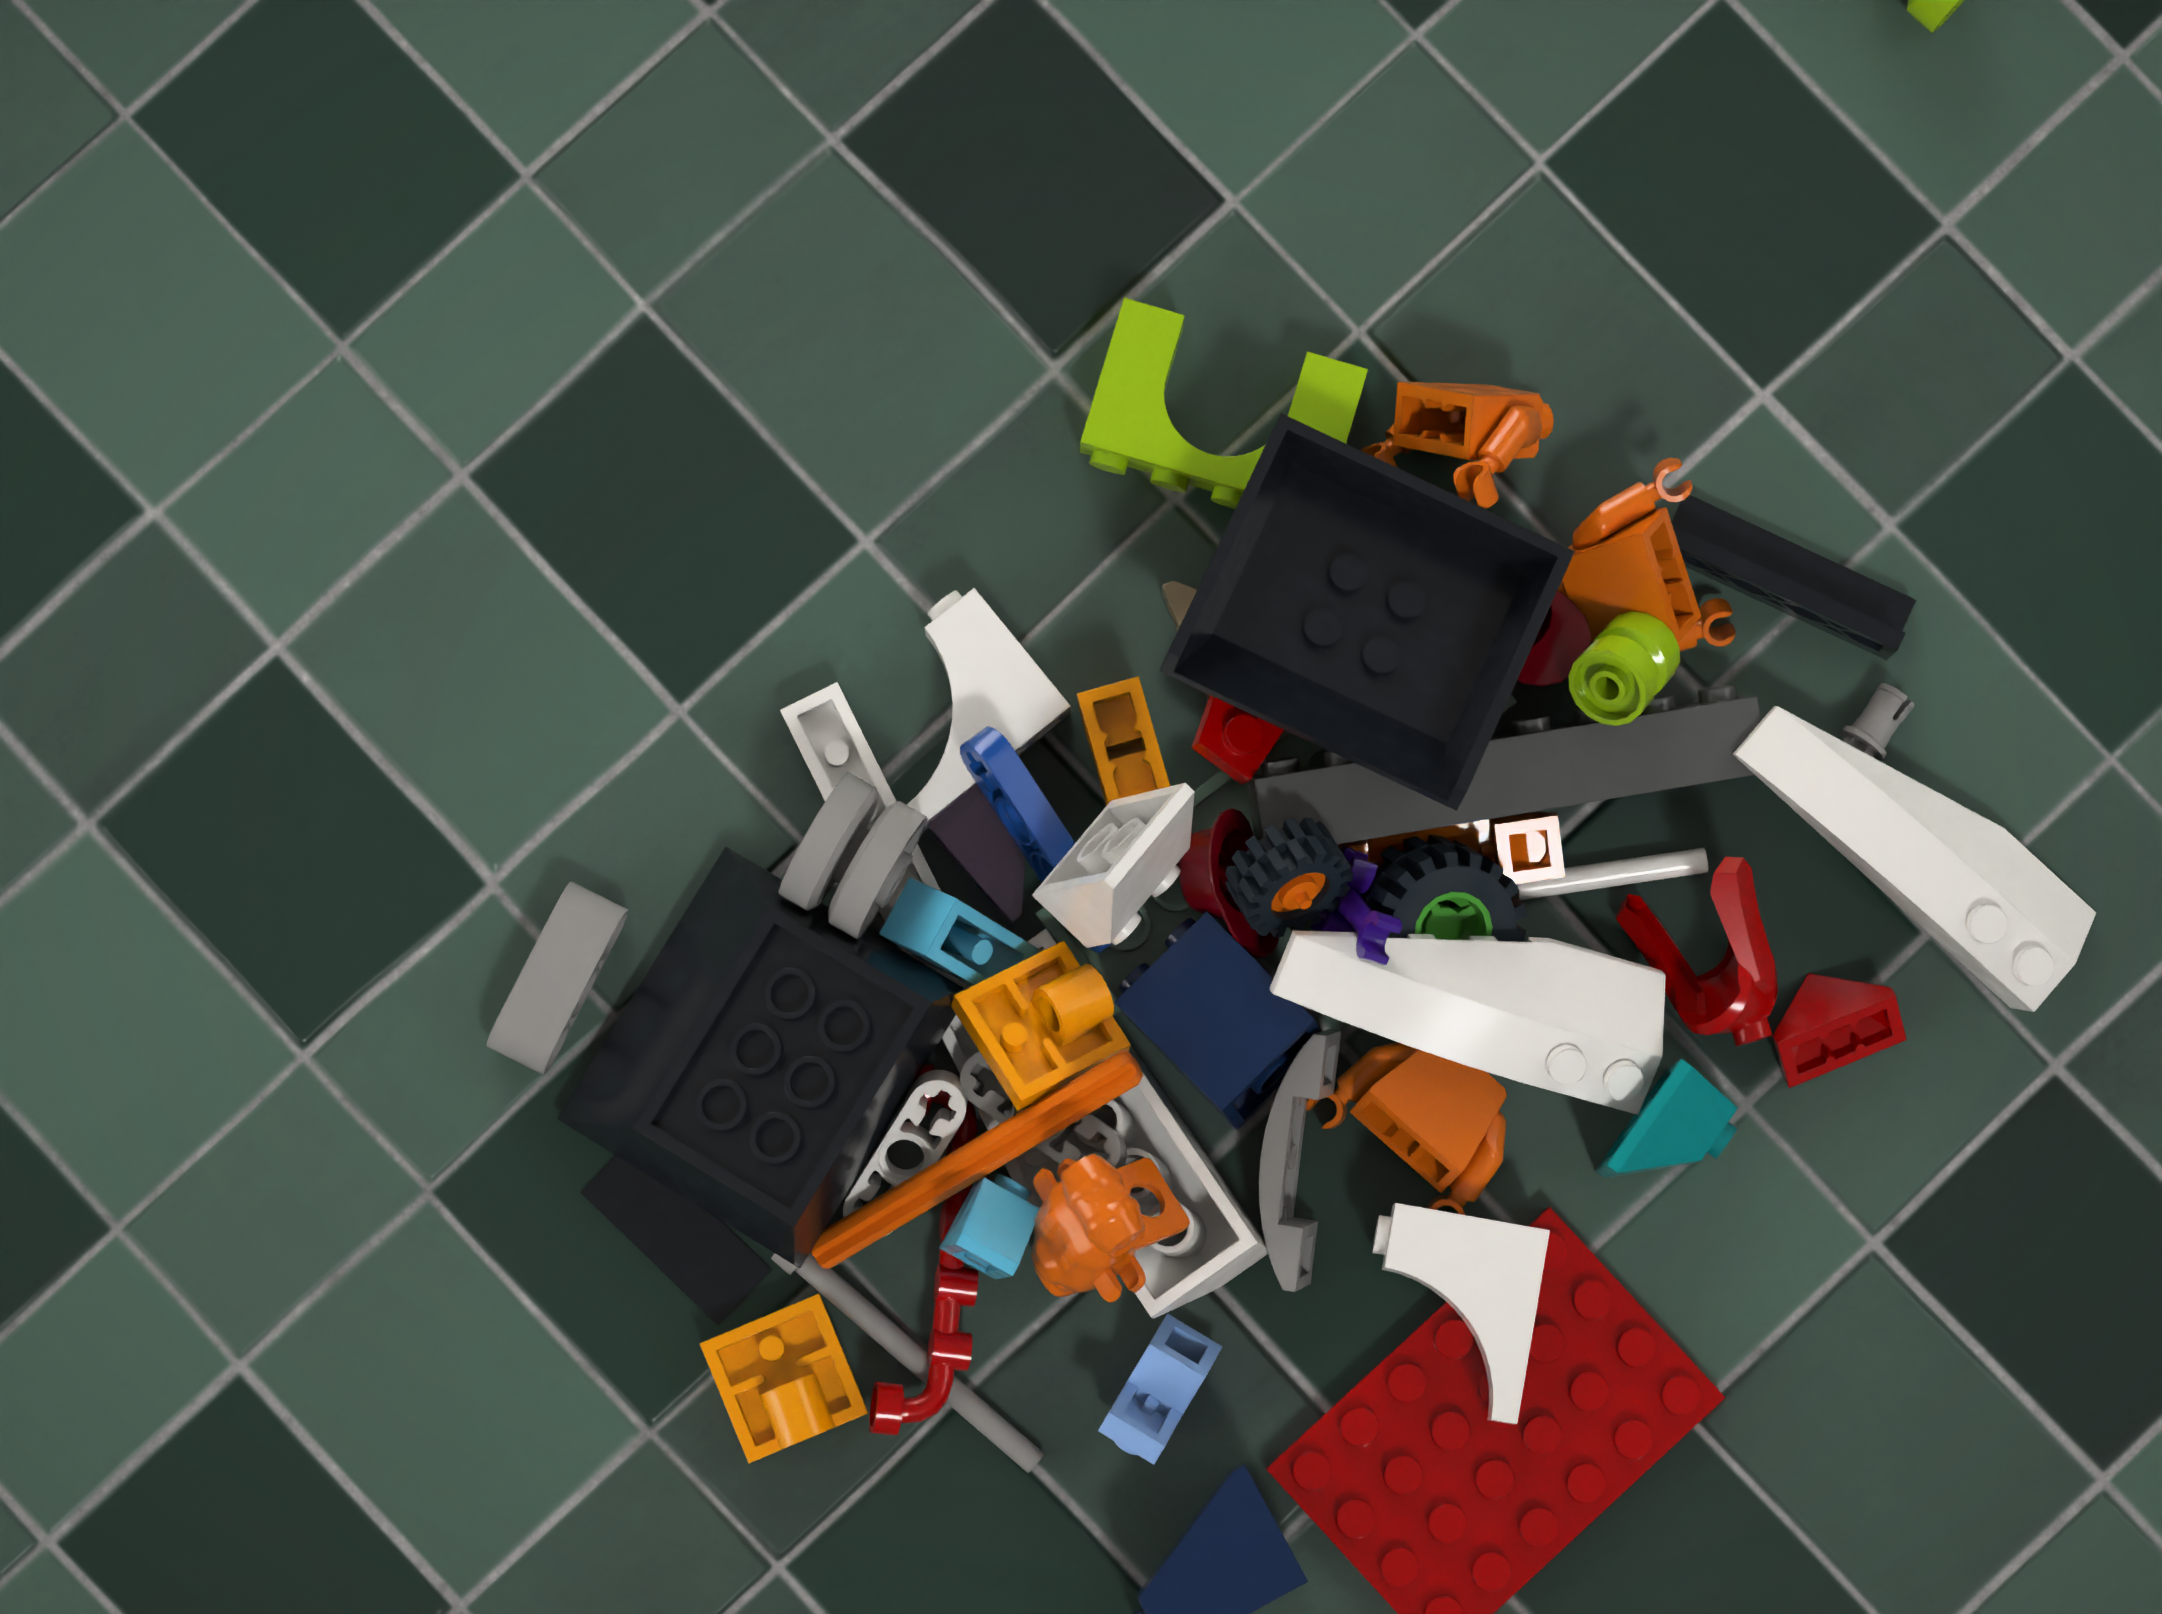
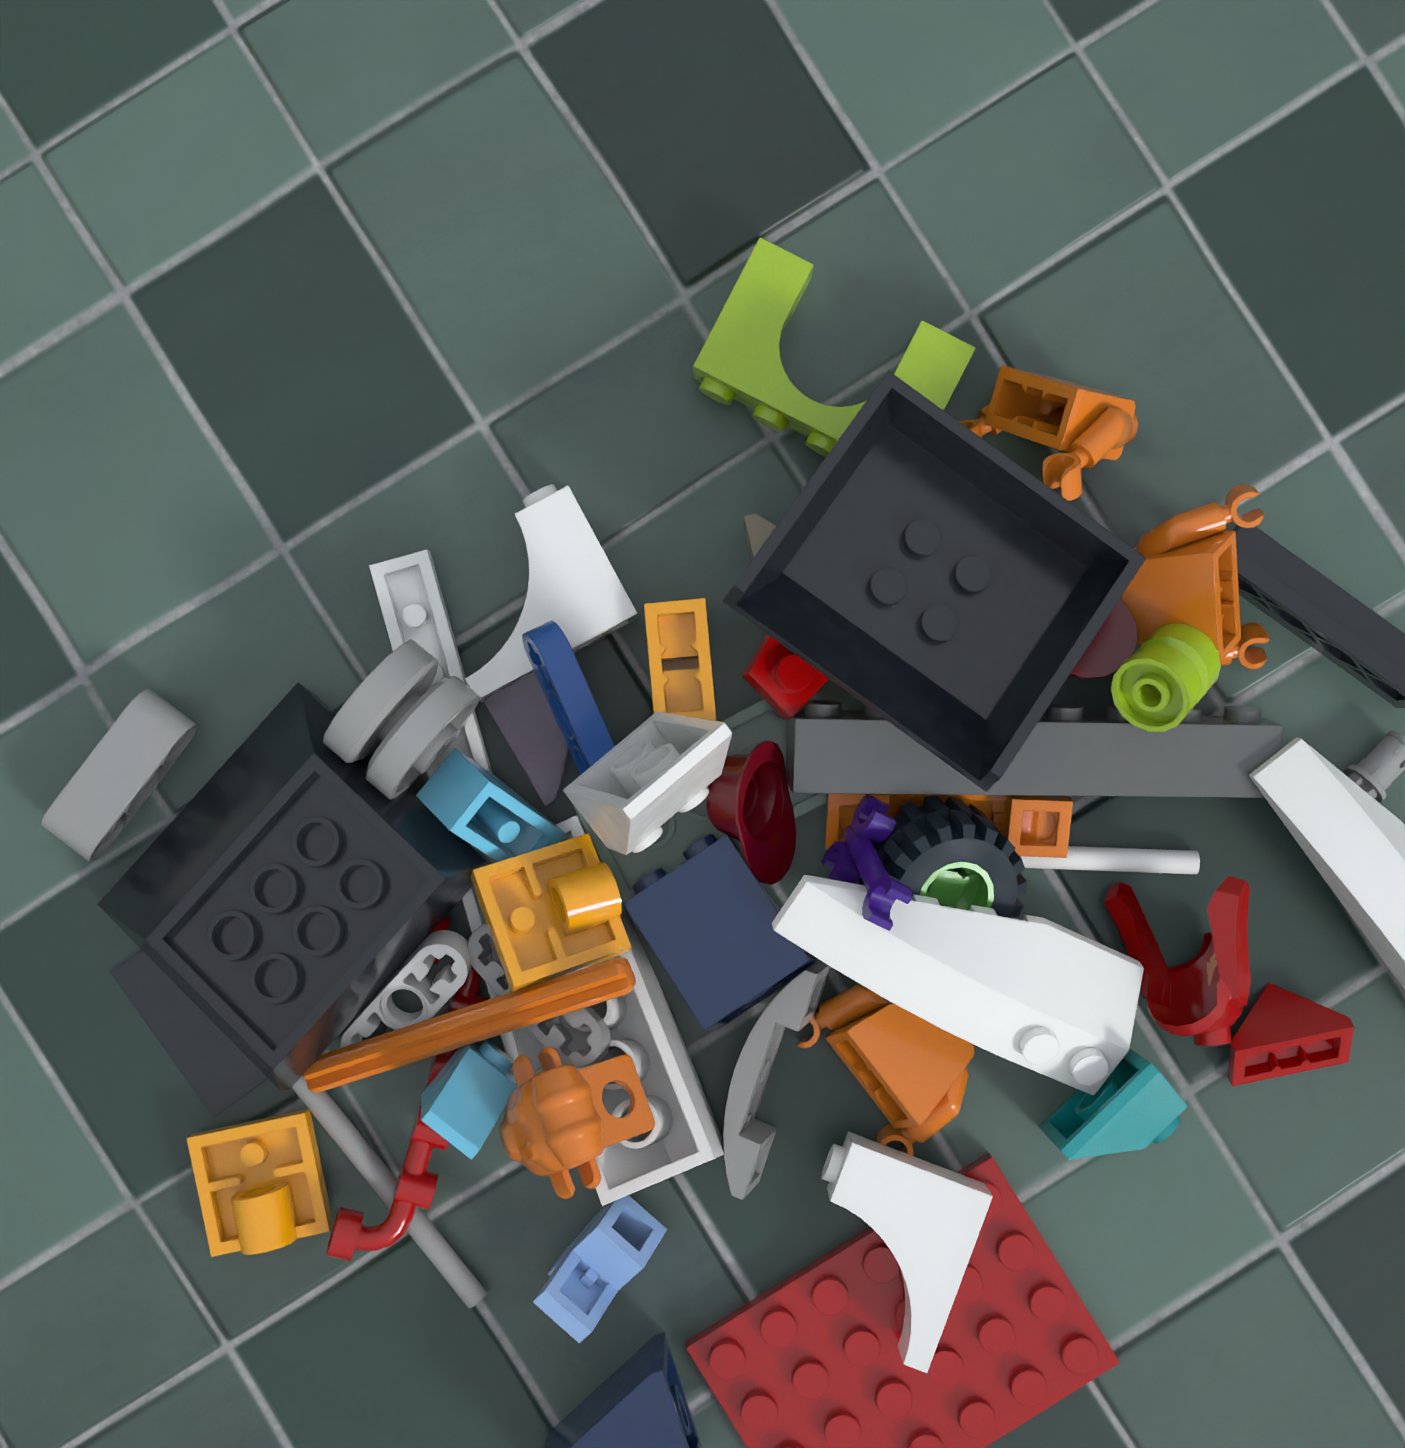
camera: 15 degrees right, 5 degrees up
(1288, 877) = (810, 819): black wheel -> none

